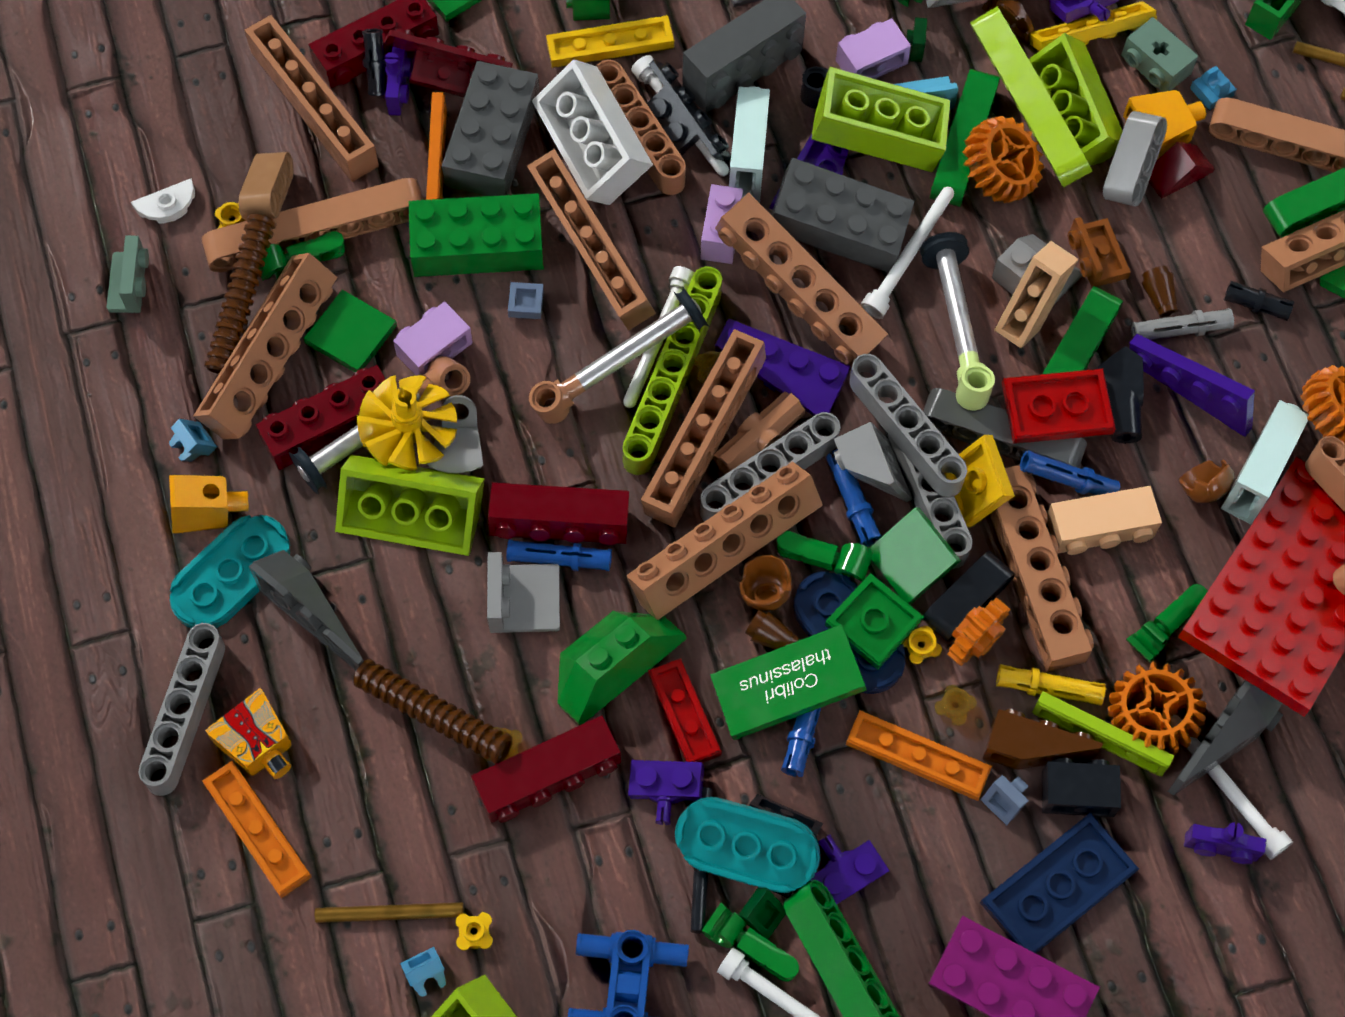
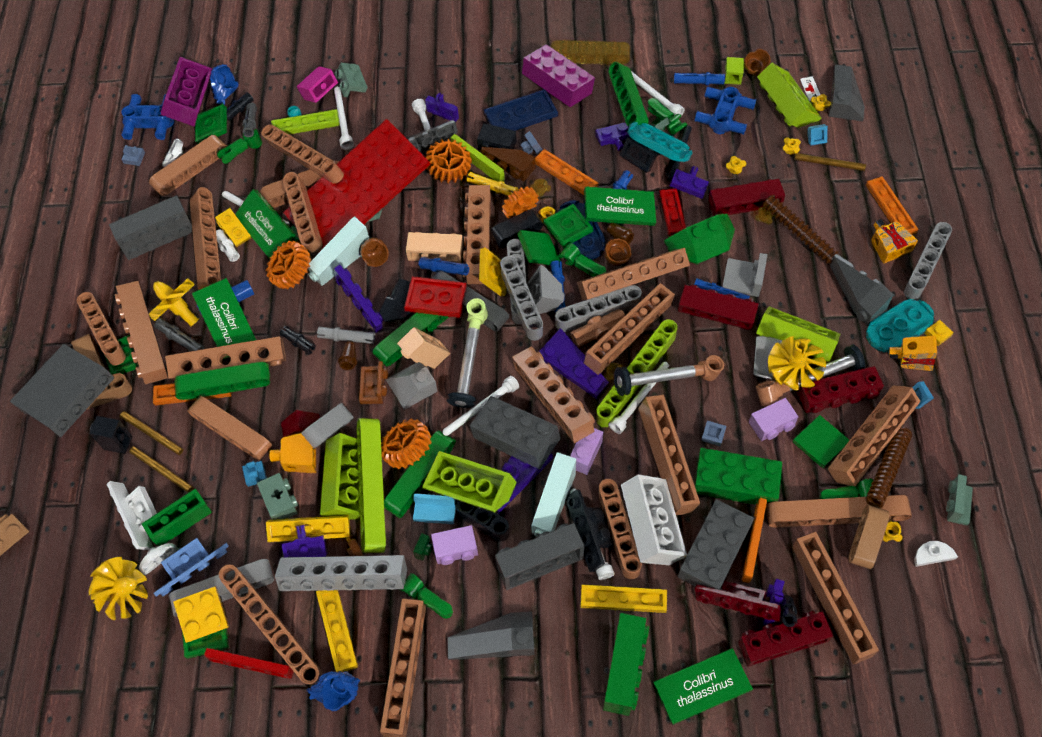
camera: 160 degrees left, 5 degrees down
(159, 571) = (939, 330): none -> yellow plate
(583, 862) = (735, 165): none -> yellow plate
(1155, 634) = (437, 194): green piece -> none

